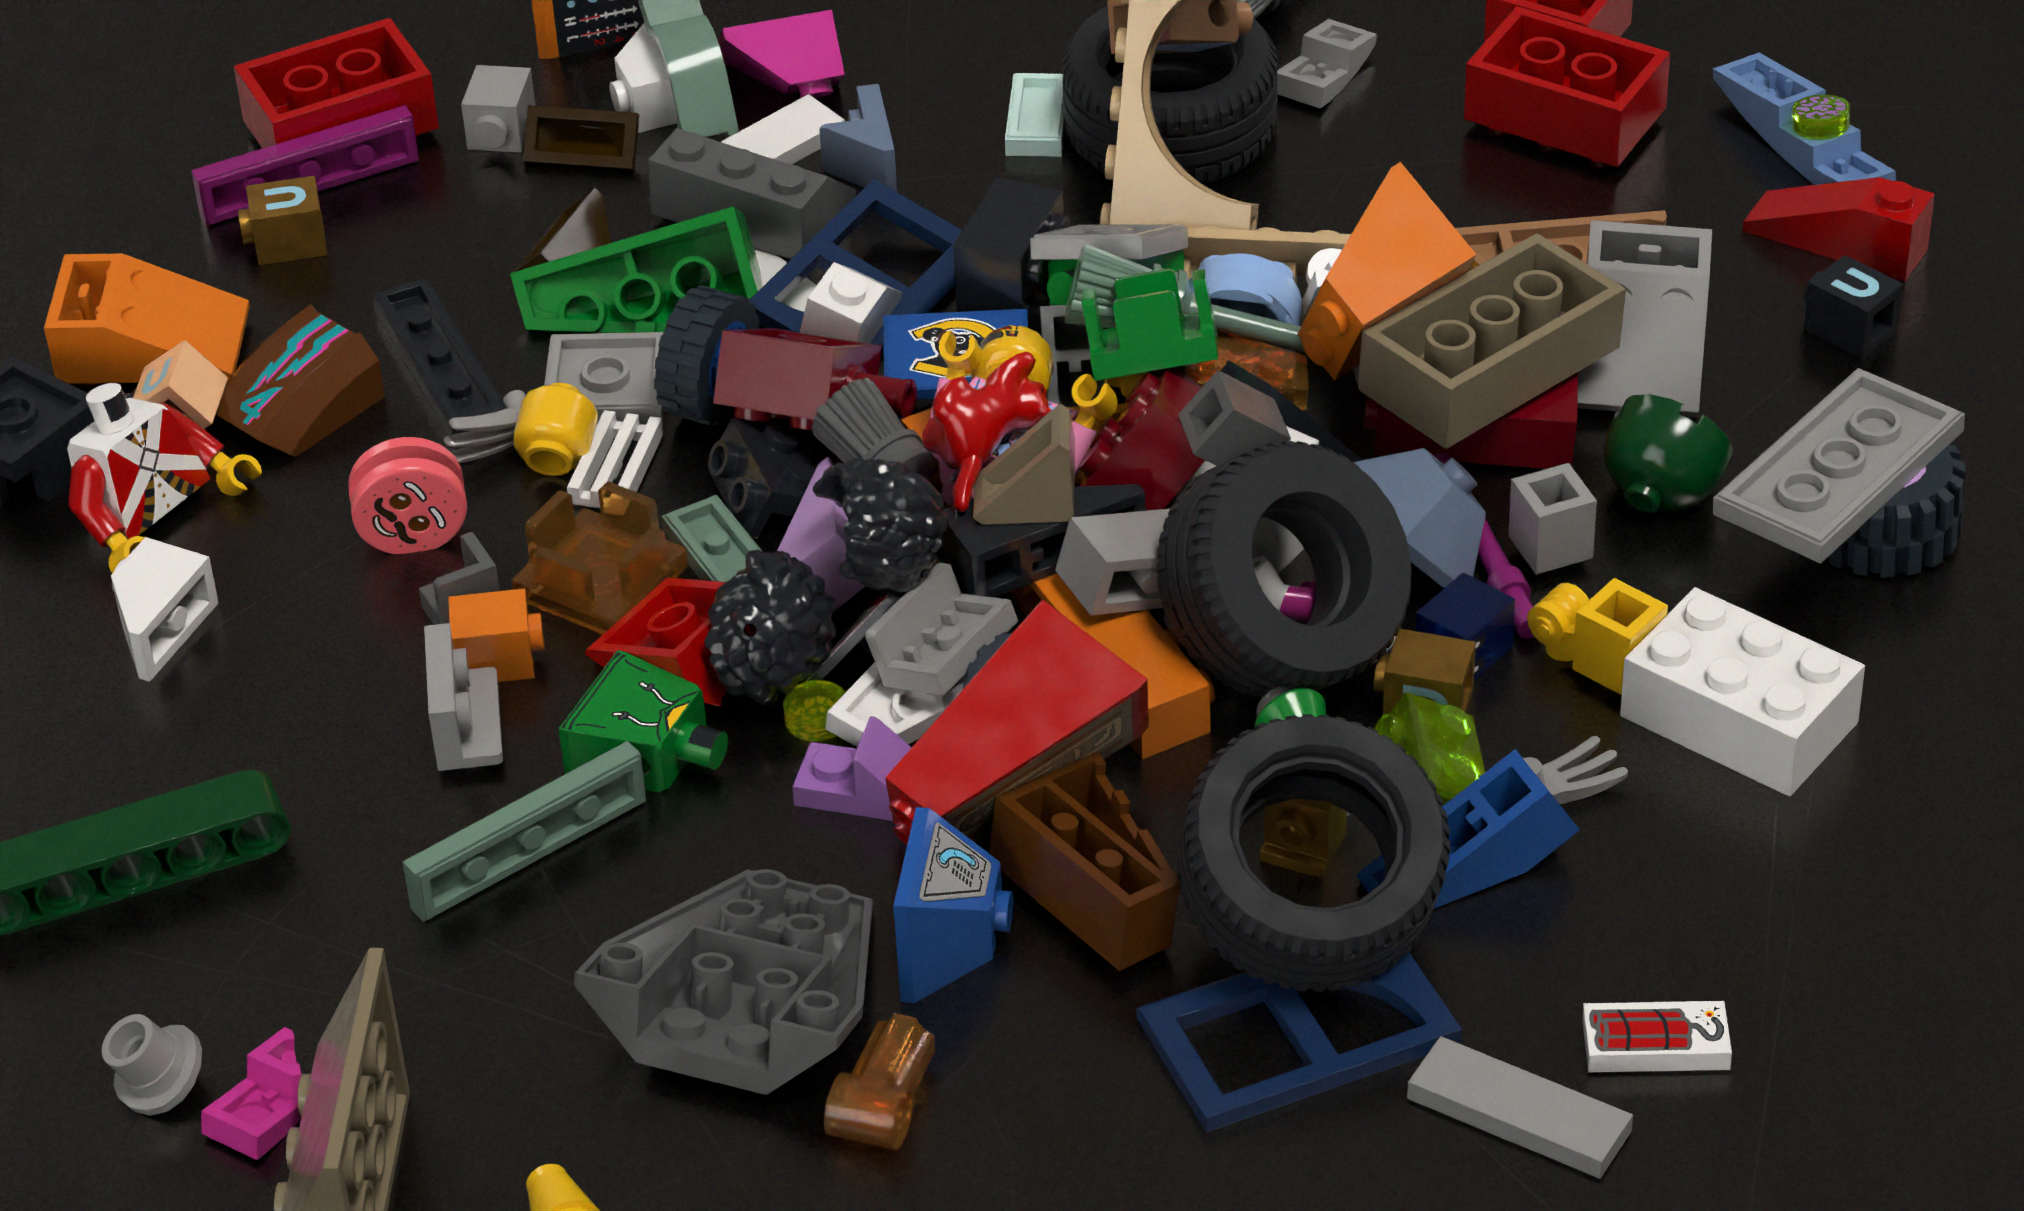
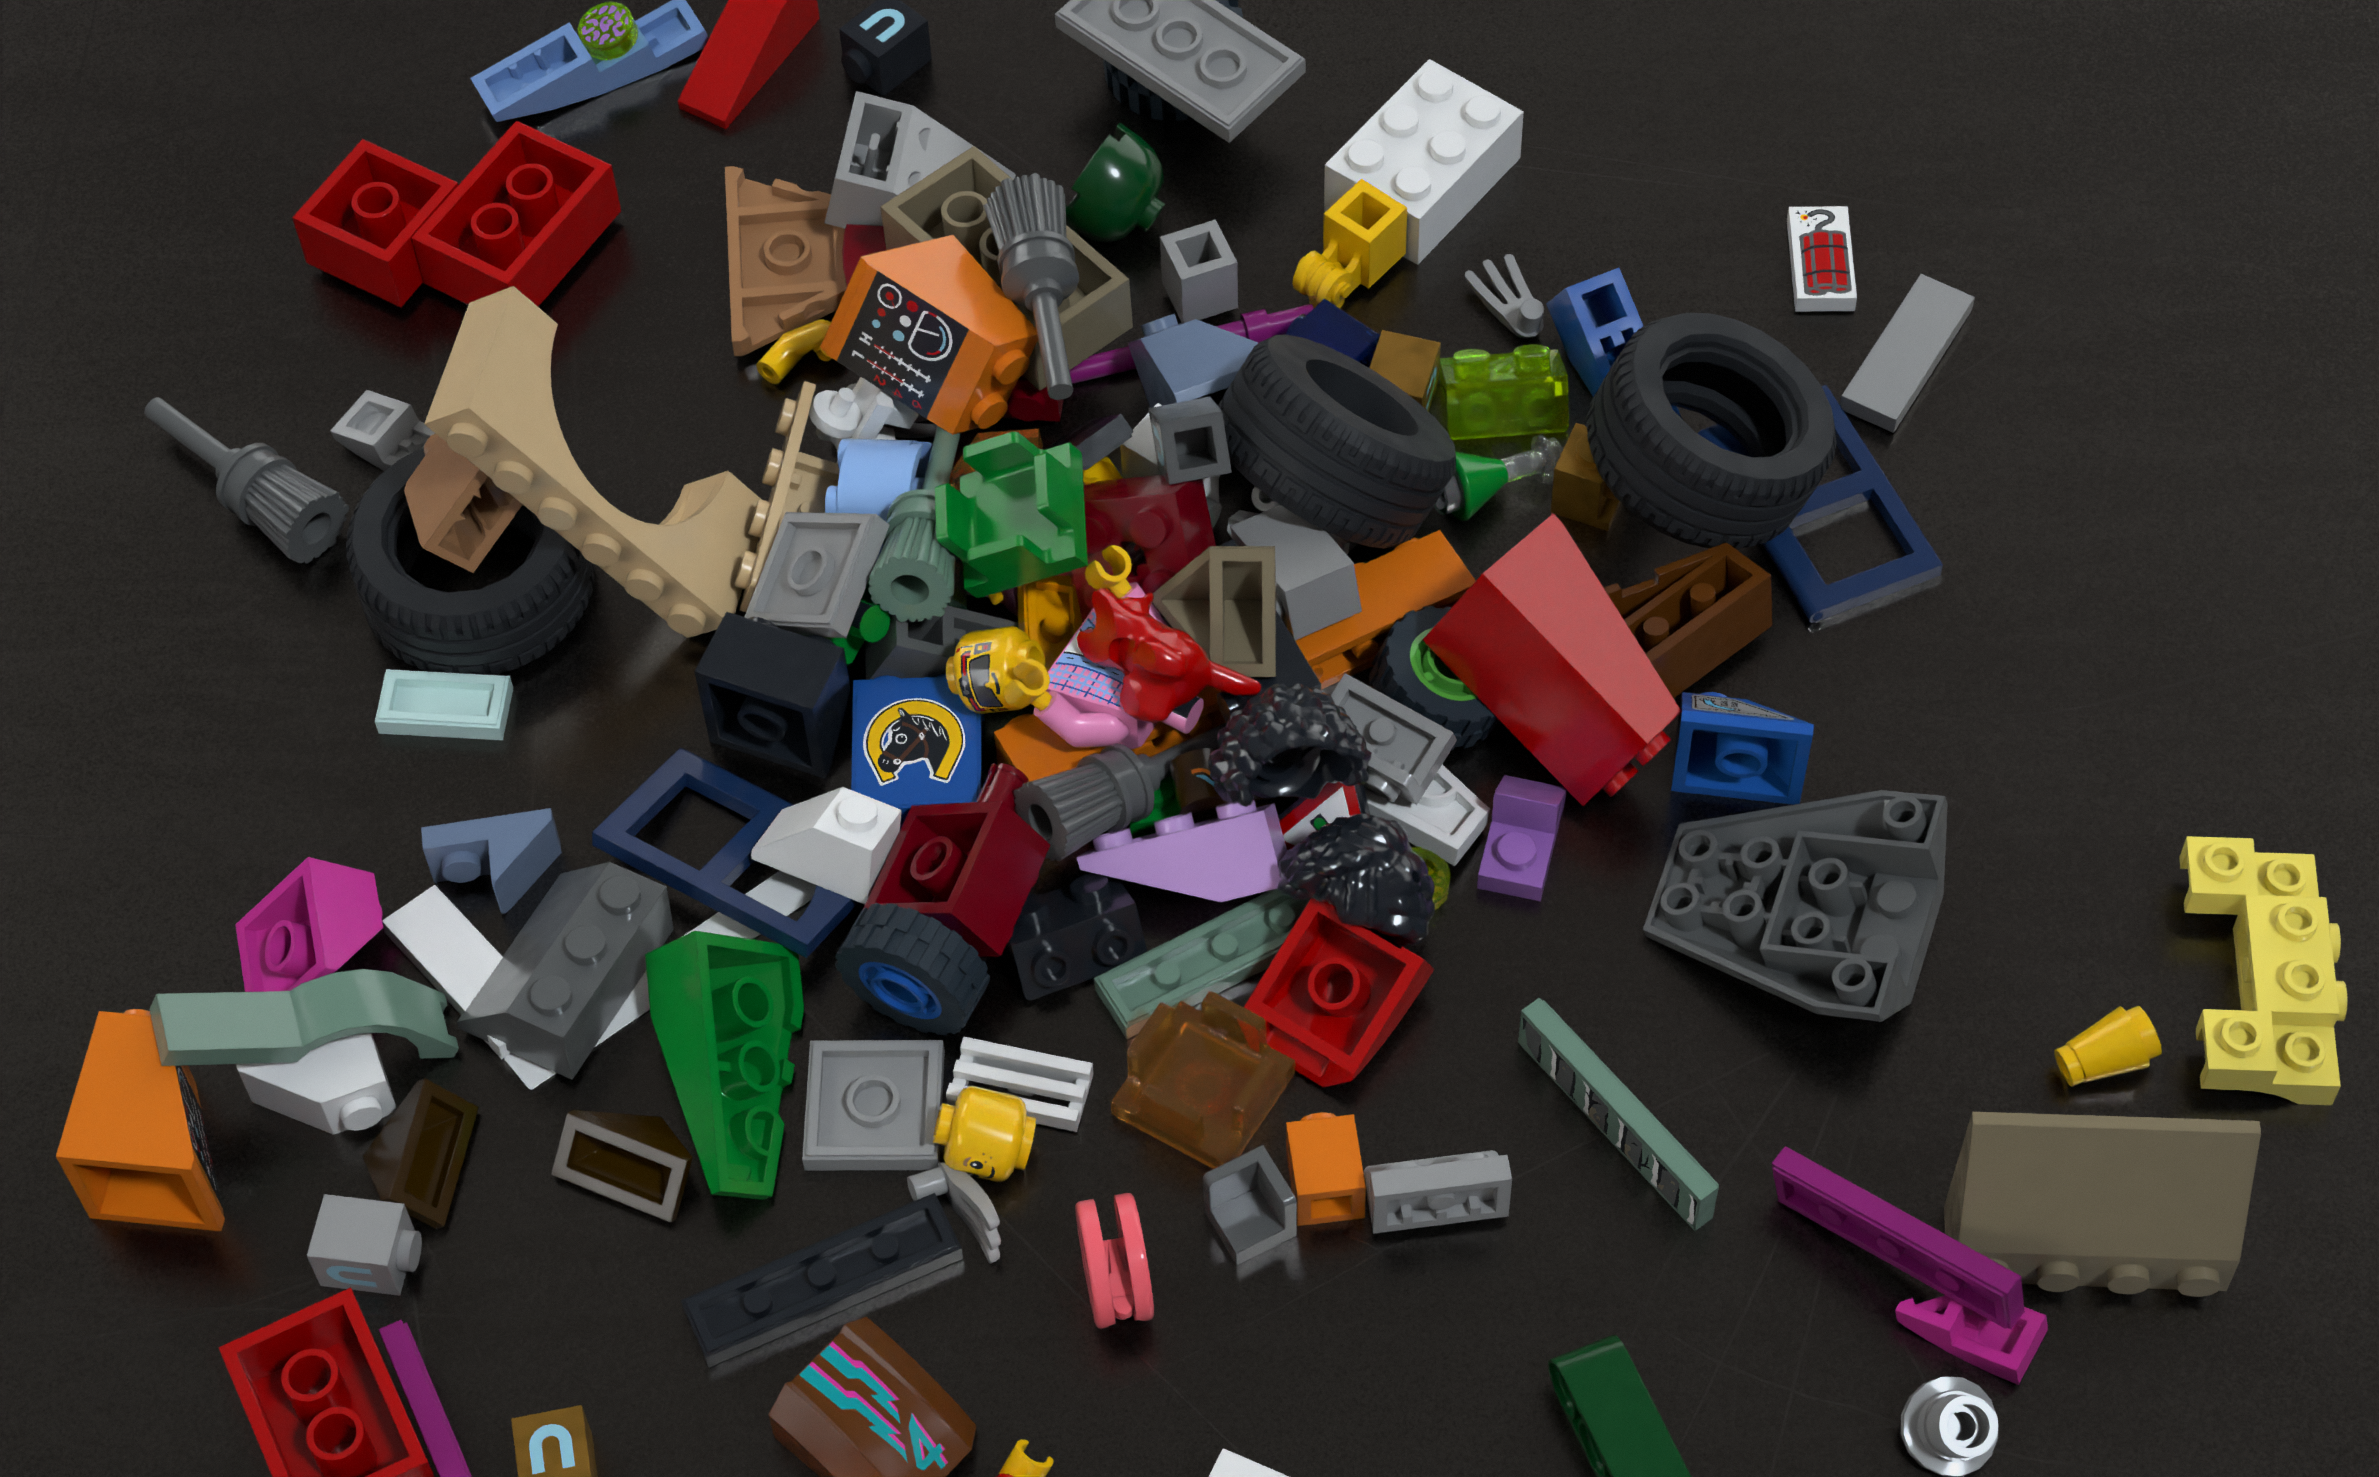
camera: 90 degrees left, 15 degrees up
(288, 1036) = (1898, 1238): none -> magenta tile
(652, 712) = (1461, 1022): green torso -> none
(878, 1096) = (1968, 789): clear orange piece -> none
(1428, 302) = (1036, 263): none -> dark grey piece

